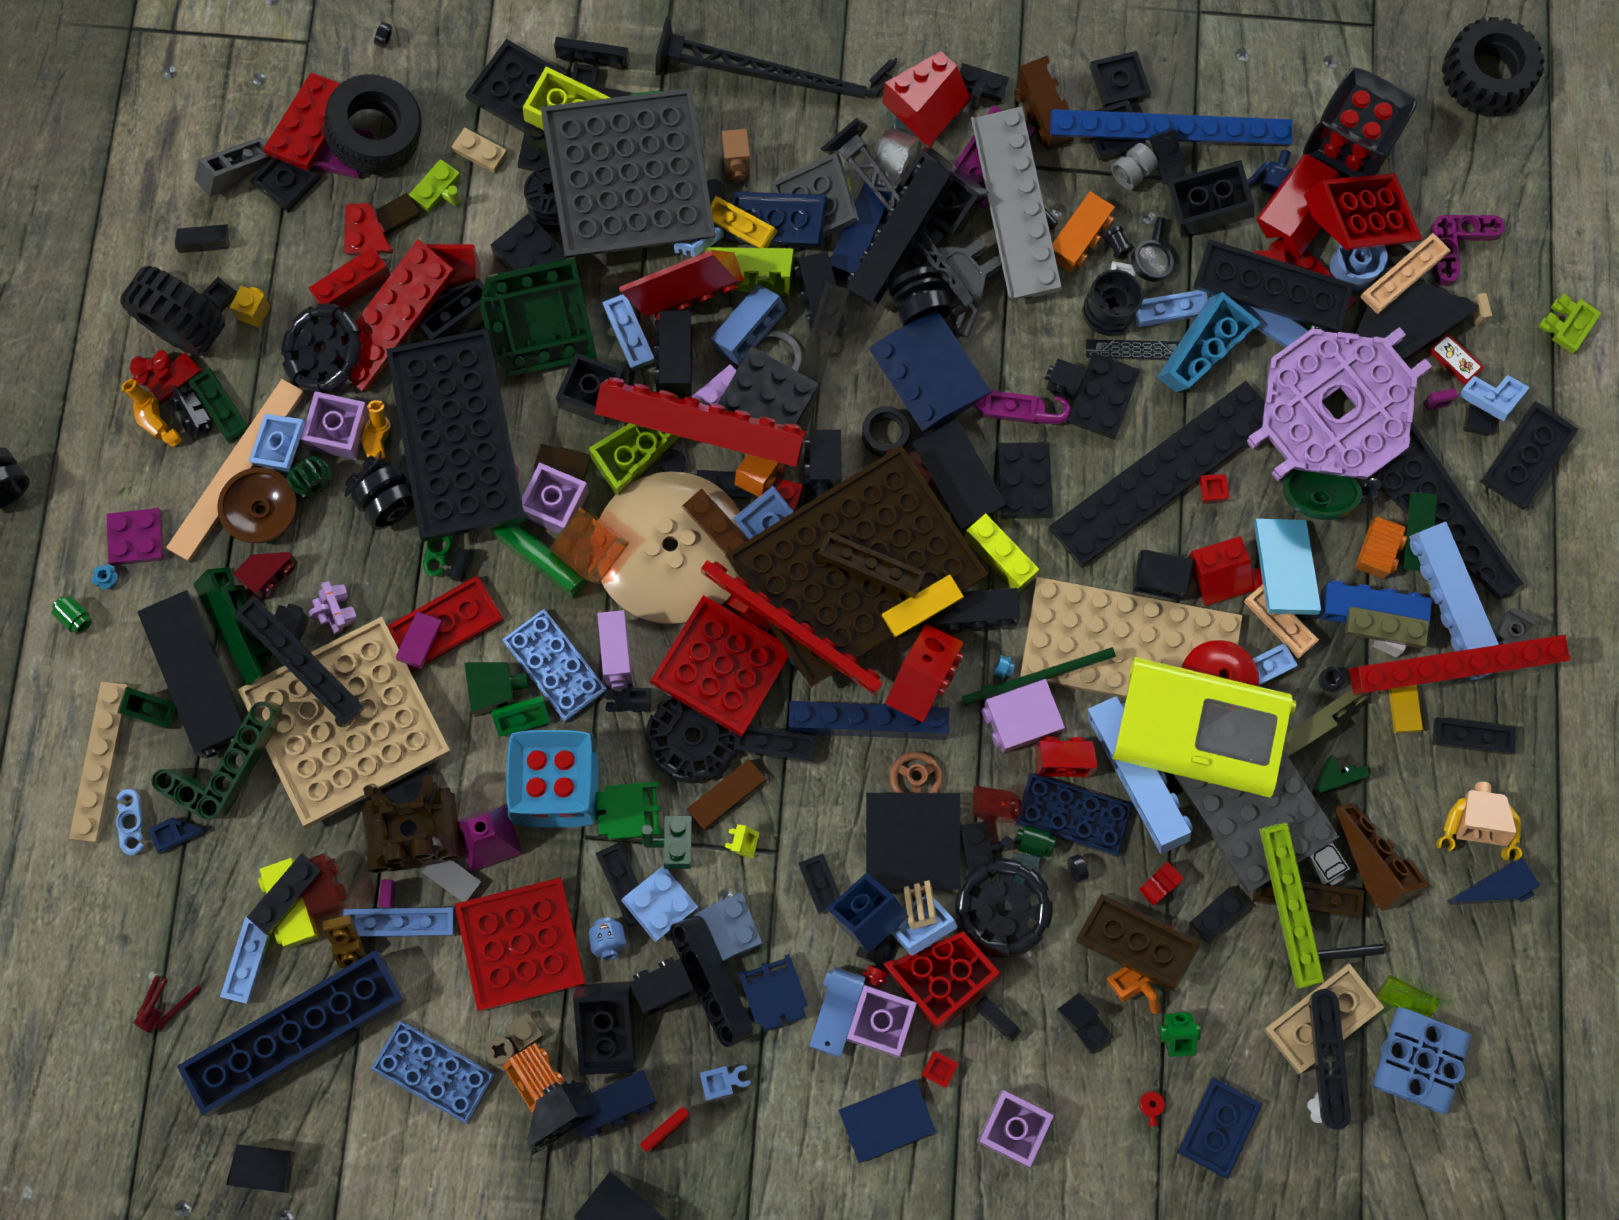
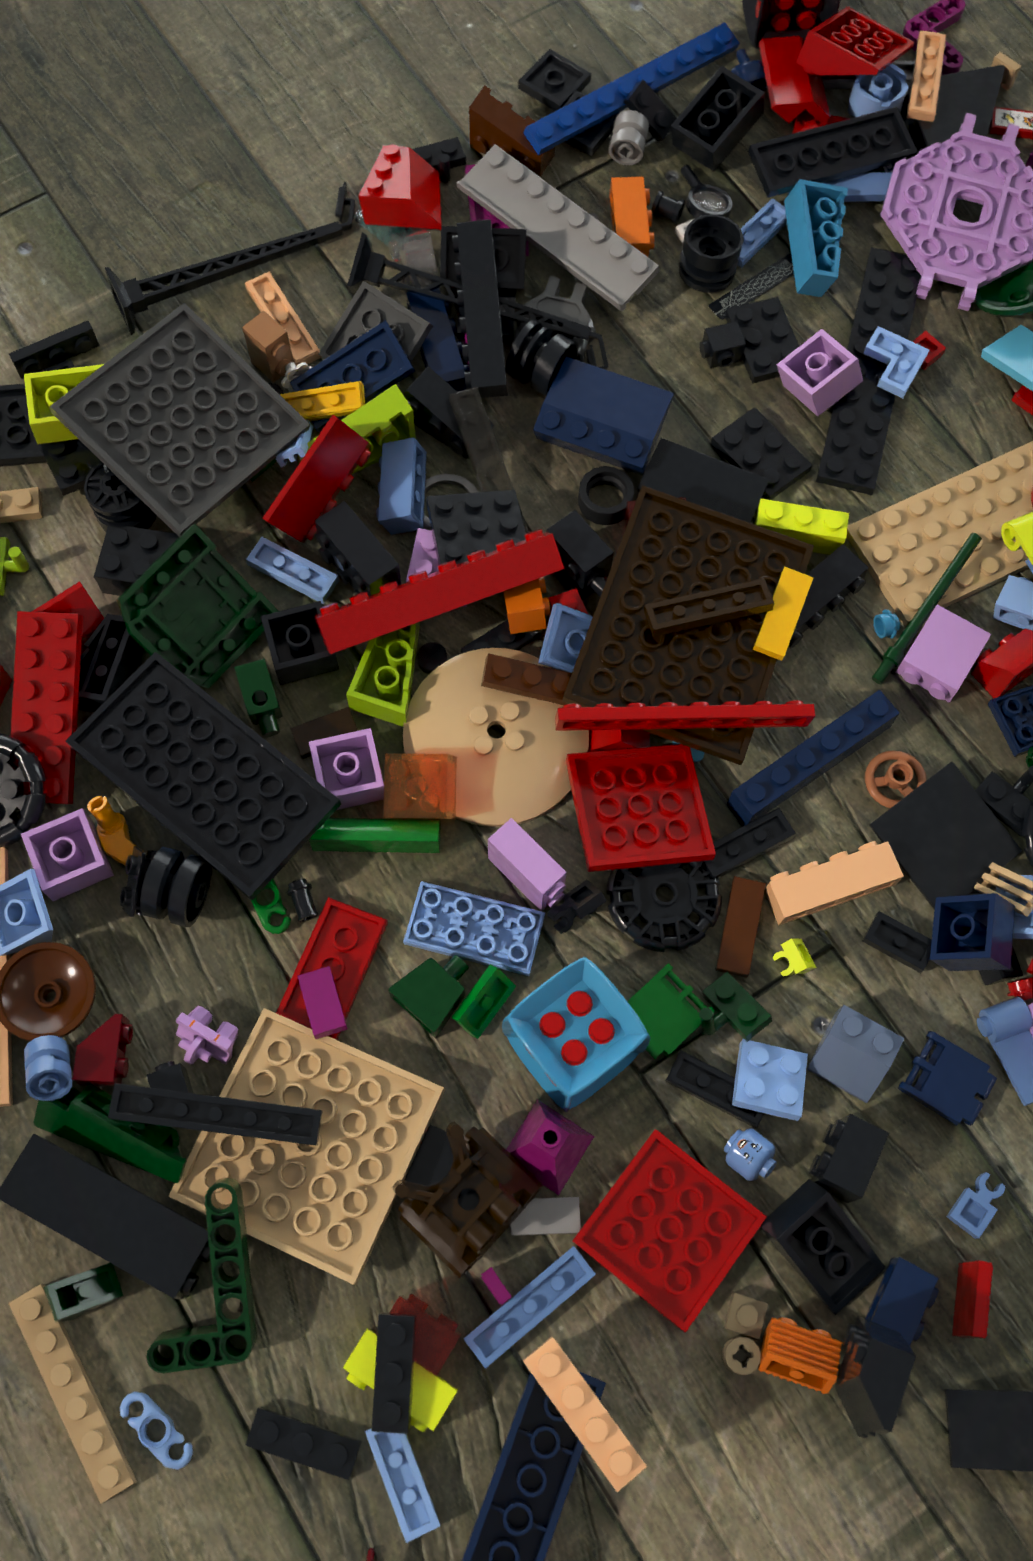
camera: 35 degrees left, 5 degrees down
(173, 833) = (214, 1404): dark blue tile -> none
(207, 896) = (303, 1443): none -> black plate
(224, 555) = (47, 1068): none -> medium blue wheel
(309, 477) = (79, 924): dark green gear -> none
(344, 940) = (494, 1372): pearl gold slope -> none
(372, 1001) = (585, 1414): none -> light nougat brick
(433, 1072) = (694, 1433): medium blue tile -> none
(535, 397) = (257, 688): none -> dark green torso
(711, 981) = (907, 1124): black beam -> none
(740, 186) = (292, 373): none -> white plant
(768, 137) = (272, 300): none -> light nougat tile
(809, 812) = (832, 882): none -> light nougat brick
(925, 673) = (843, 666): red piece -> none
(996, 805) = (995, 746): clear red slope -> none
(1020, 408) = (706, 395): magenta plate -> none
(1111, 451) = (820, 372): none -> lavender brick
(1162, 574) = (950, 448): black piece -> none
(1184, 481) = (901, 356): none -> light blue plate
(1222, 571) = (993, 411): red slope -> none

